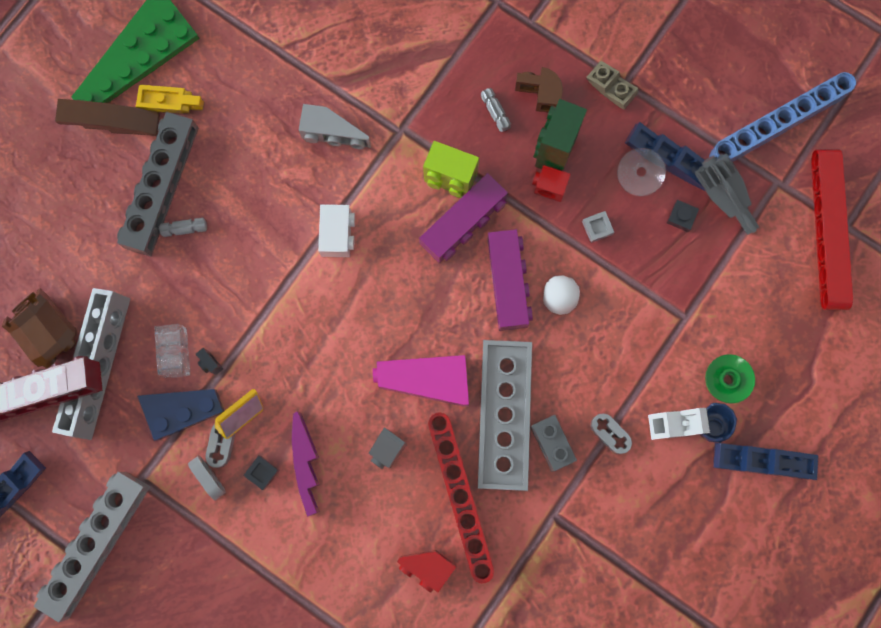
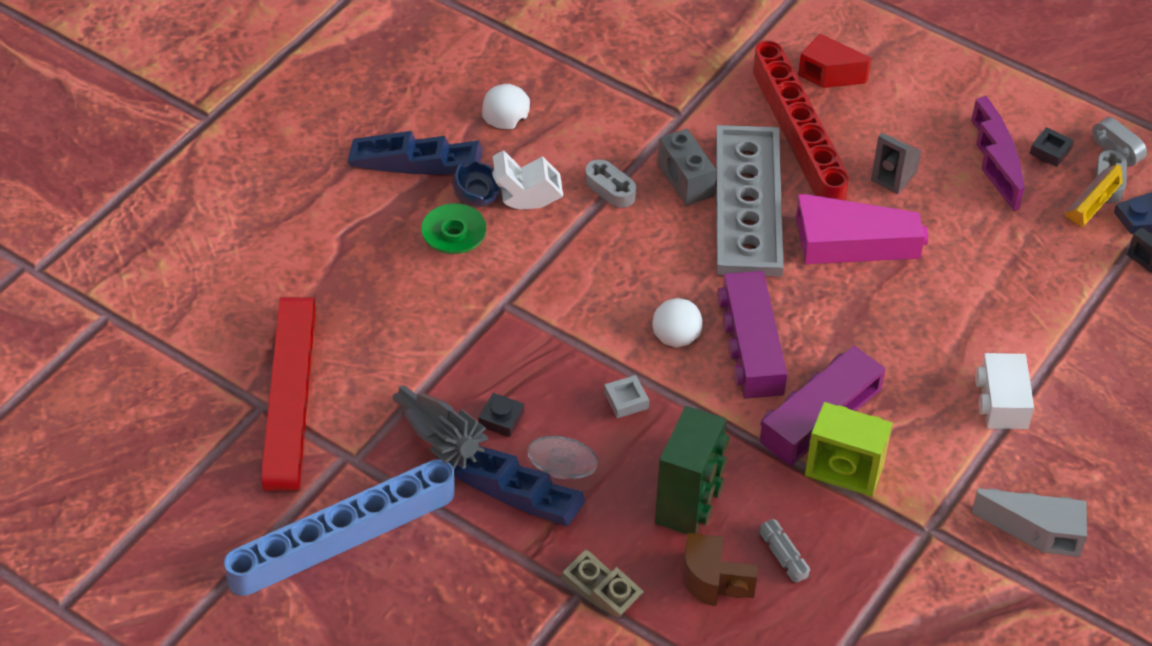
camera: 175 degrees right, 30 degrees down
(697, 519) = (505, 106): none -> white hair

